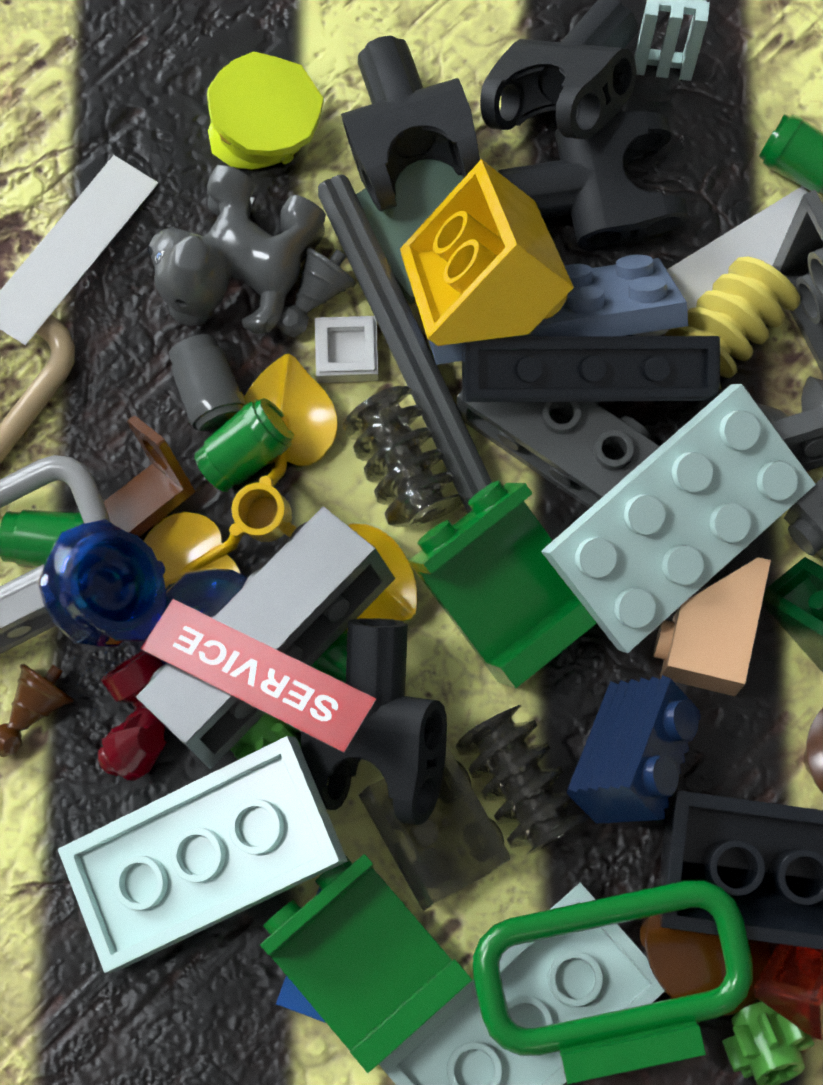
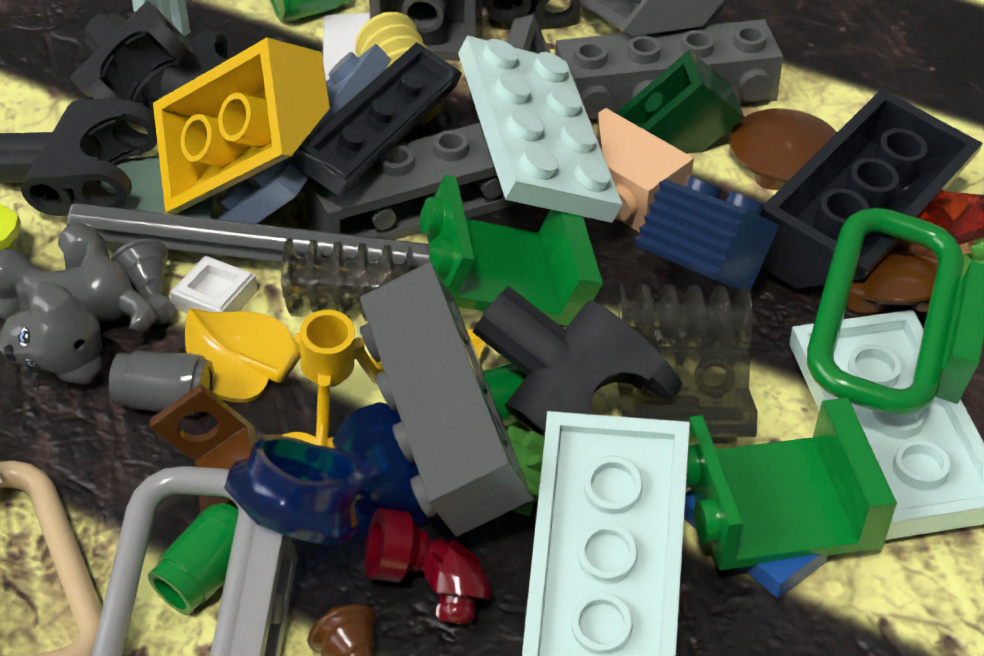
camera: 60 degrees left, 30 degrees down
(244, 445) = (244, 367): green piece -> none
(259, 675) = (480, 382): sticker -> none

